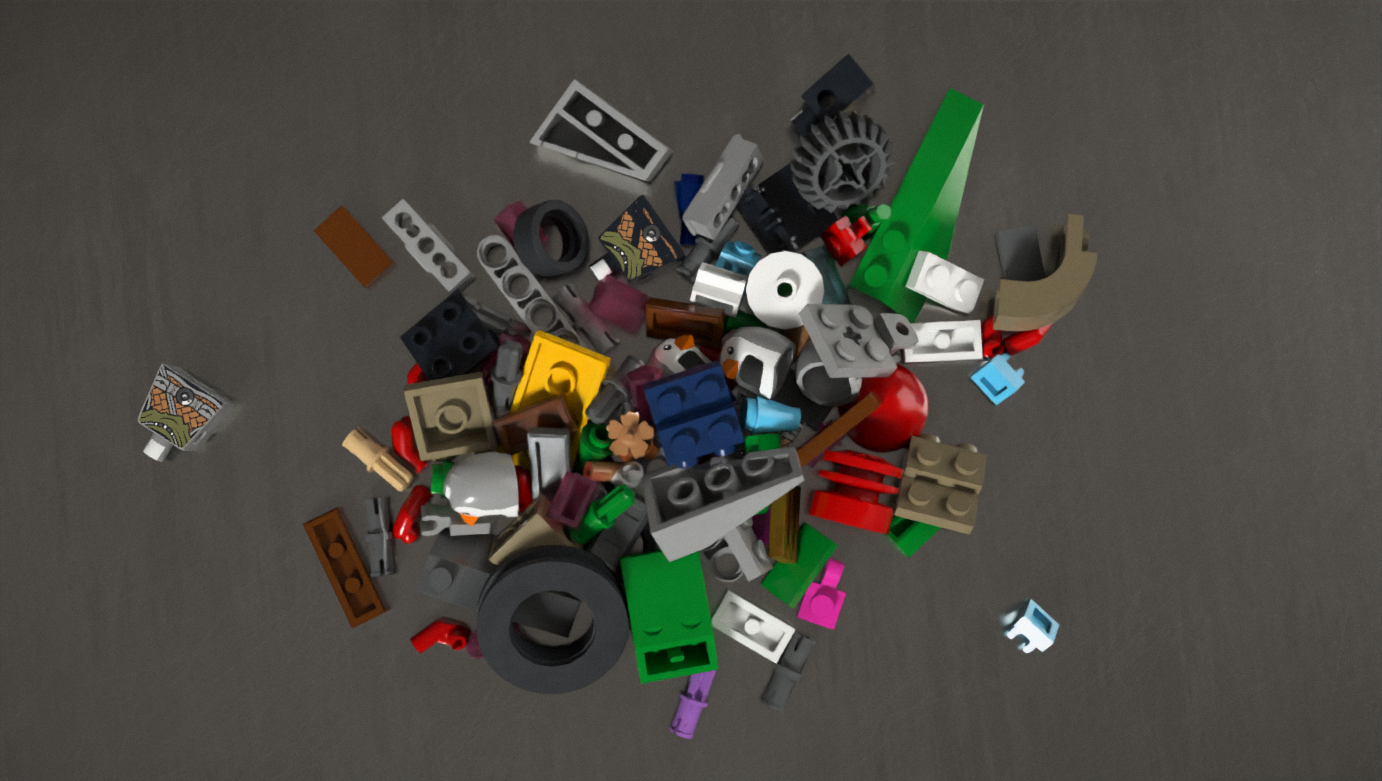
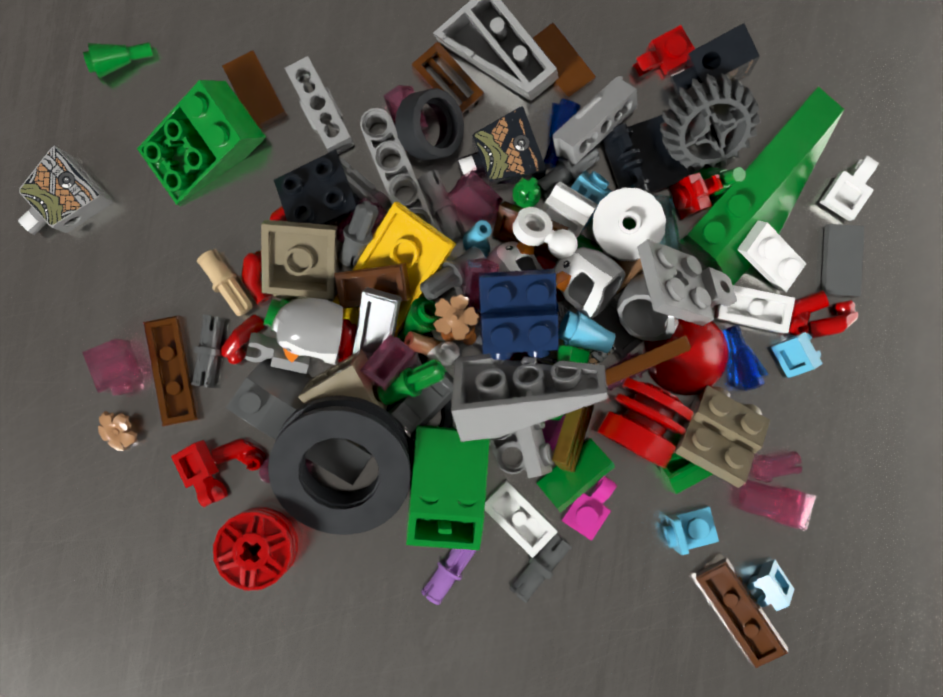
camera: 15 degrees right, 0 degrees up
(191, 253) = (111, 57): none -> green cone
(285, 579) = (113, 367): none -> clear pink brick
(304, 645) = (116, 430): none -> medium nougat plant
(312, 316) = (200, 139): none -> green slope
(400, 662) = (196, 469): none -> red plate
(480, 703) = (279, 543): none -> red wheel
(528, 165) = (427, 58): none -> reddish brown tile
(631, 344) = (477, 236): none -> medium azure arm
(670, 285) = (526, 193): none -> green axle
(673, 131) = (571, 69): none -> reddish brown tile
(719, 329) = (535, 227): none -> white plate
(781, 92) = (666, 52): none -> red plate
(934, 590) = (690, 529): none -> medium azure bracket
(949, 404) = (747, 367): none -> clear blue cone
(1006, 501) = (775, 466): none -> clear pink pin
(1009, 192) = (849, 191): none -> white plate
(1009, 663) = (741, 612): none -> reddish brown tile
(1025, 540) = (782, 505): none -> clear pink piece
(1043, 302) = (853, 295): dark tan arch -> none

